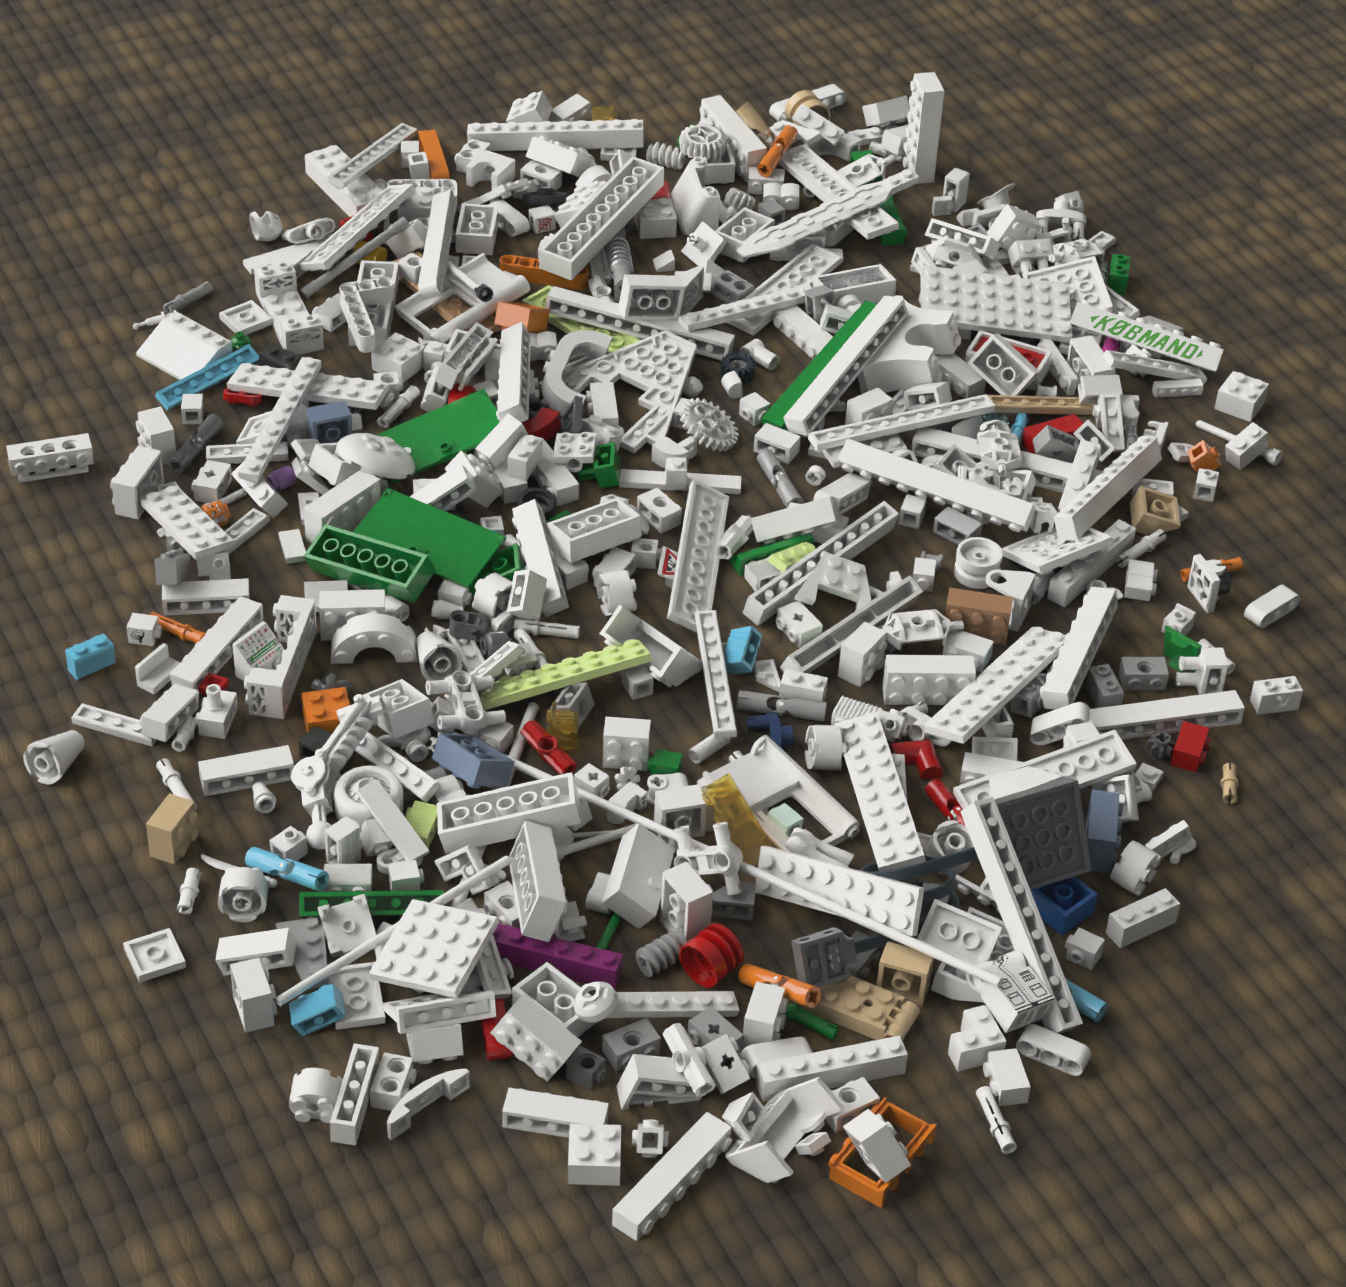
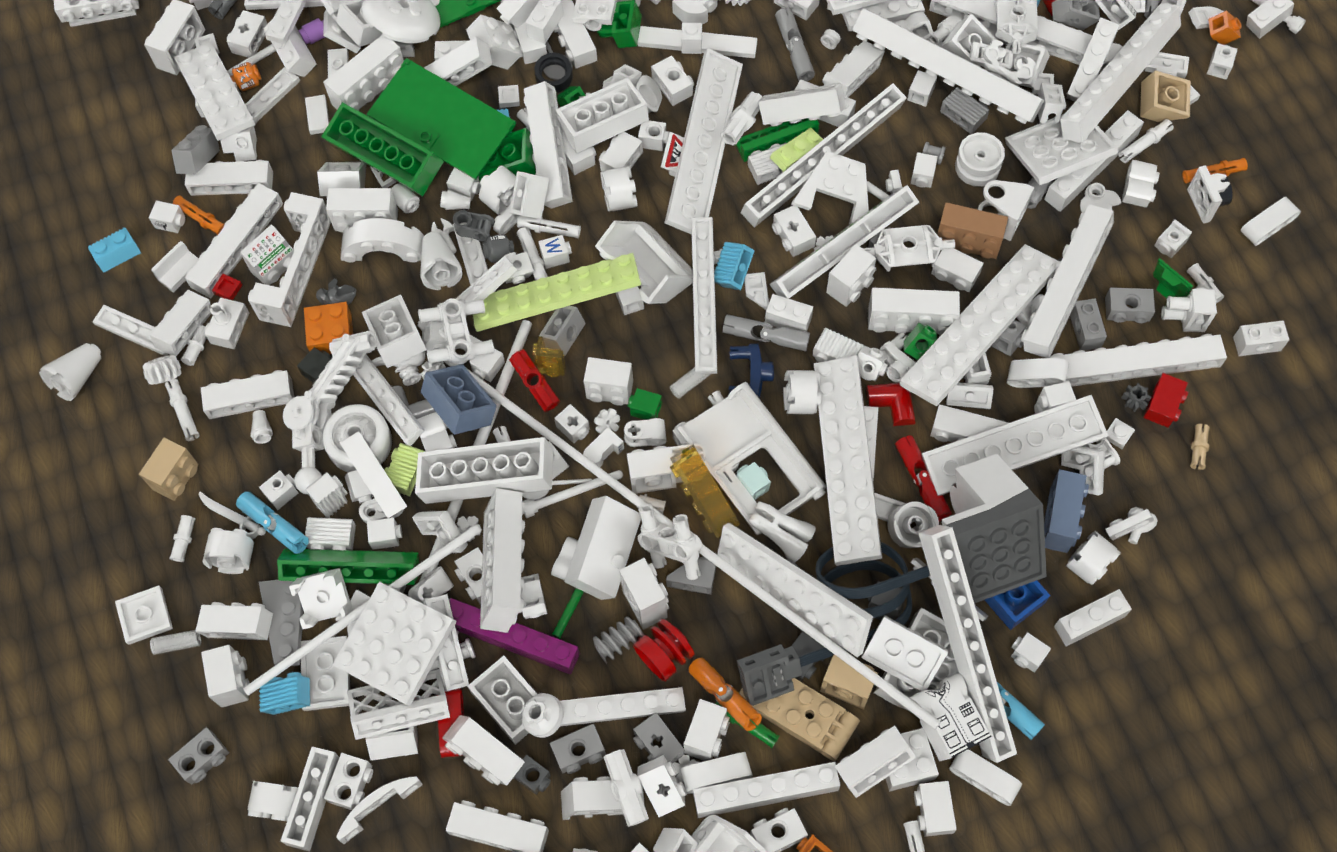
camera: 10 degrees right, 25 degrees up
(153, 750) = (162, 369): none -> white gear
(201, 978) = (170, 641): none -> white piece
(228, 1068) = (196, 751): none -> light grey brick
(556, 646) = (555, 251): none -> white brick
(930, 706) = (918, 349): none -> green brick
(940, 1029) = (875, 761): none -> white brick

